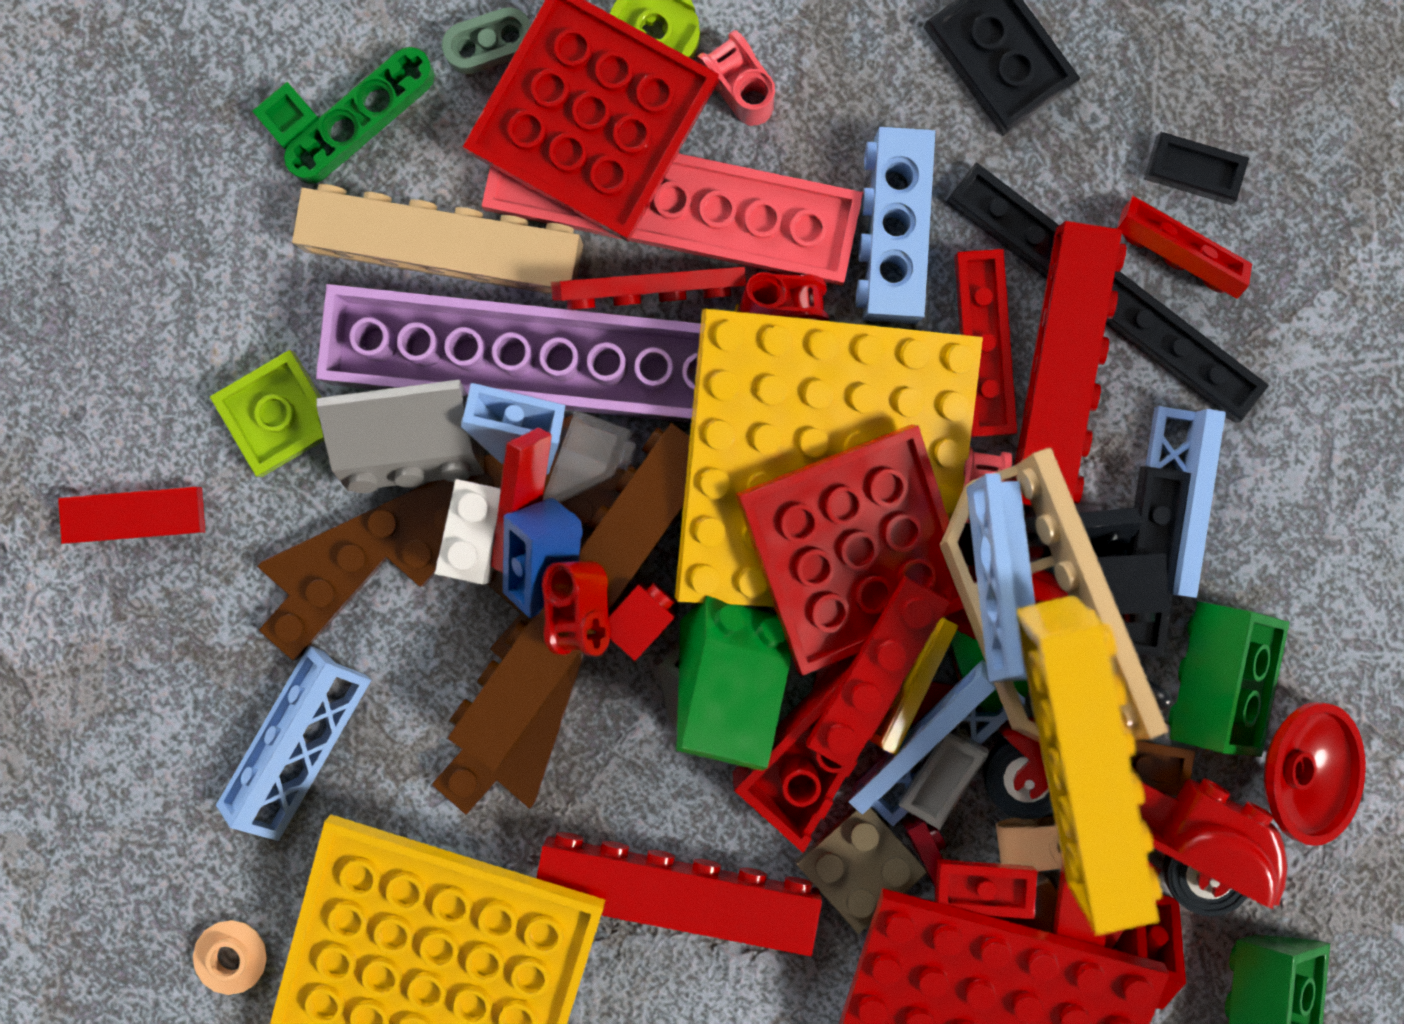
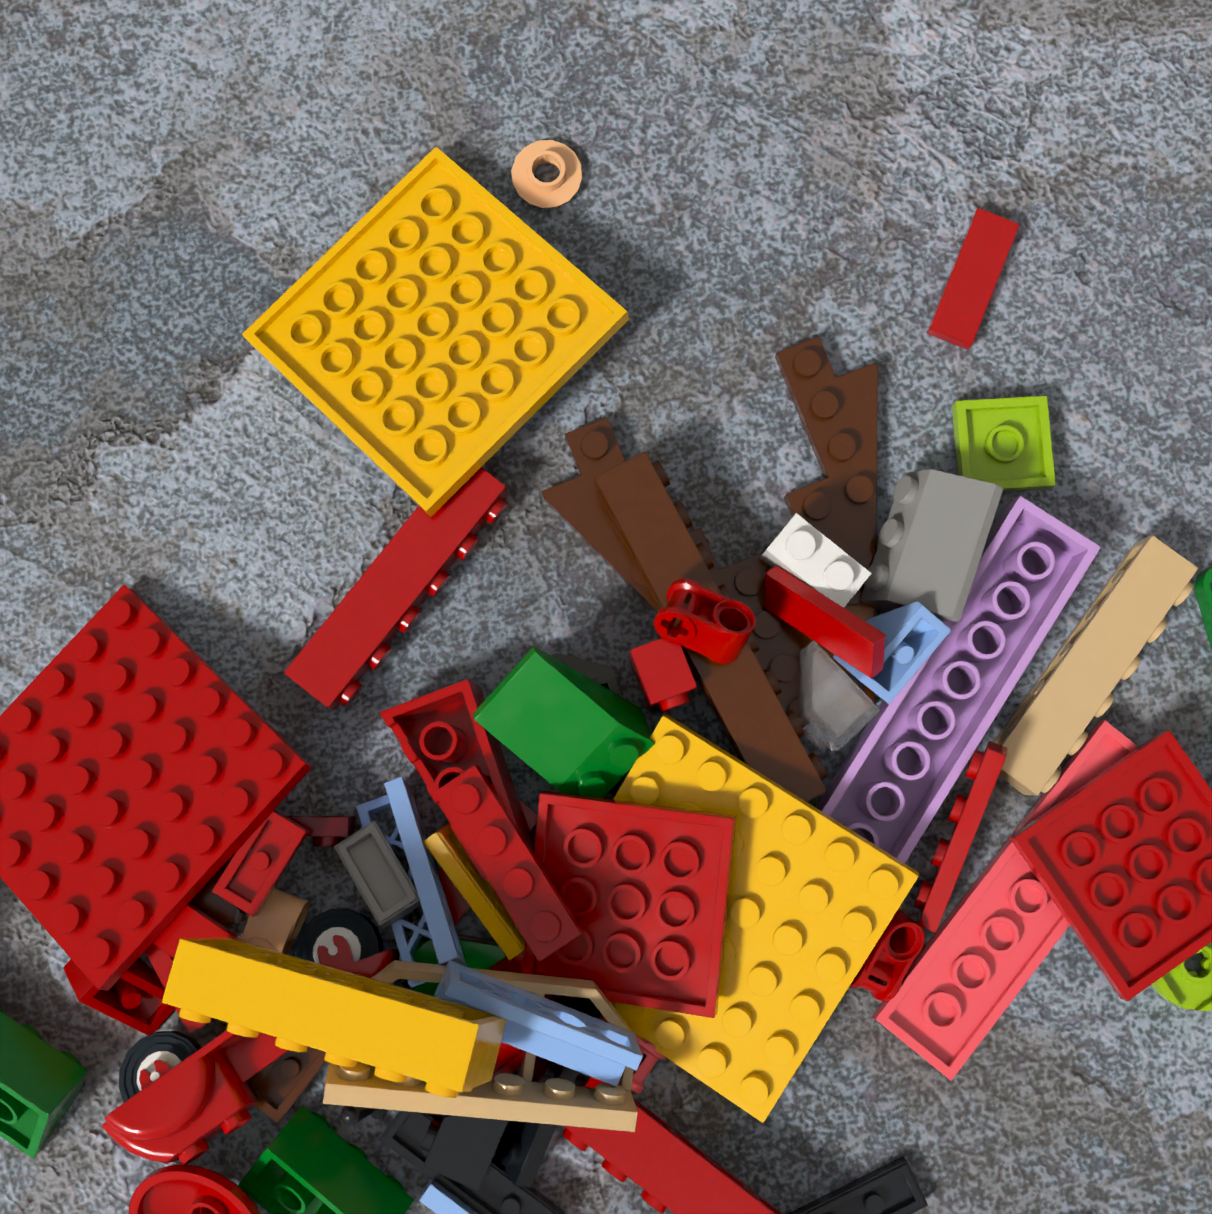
camera: 115 degrees right, 5 degrees down
(277, 743) = (715, 307): light blue fence -> none
(531, 543) = (782, 612): blue slope -> none
(738, 75) = (1116, 1020): coral piece -> none
(855, 864) = (344, 757): dark tan plate -> none
(911, 155) = (964, 1144): light blue brick -> none
(985, 314) = (781, 1138): red plate -> none

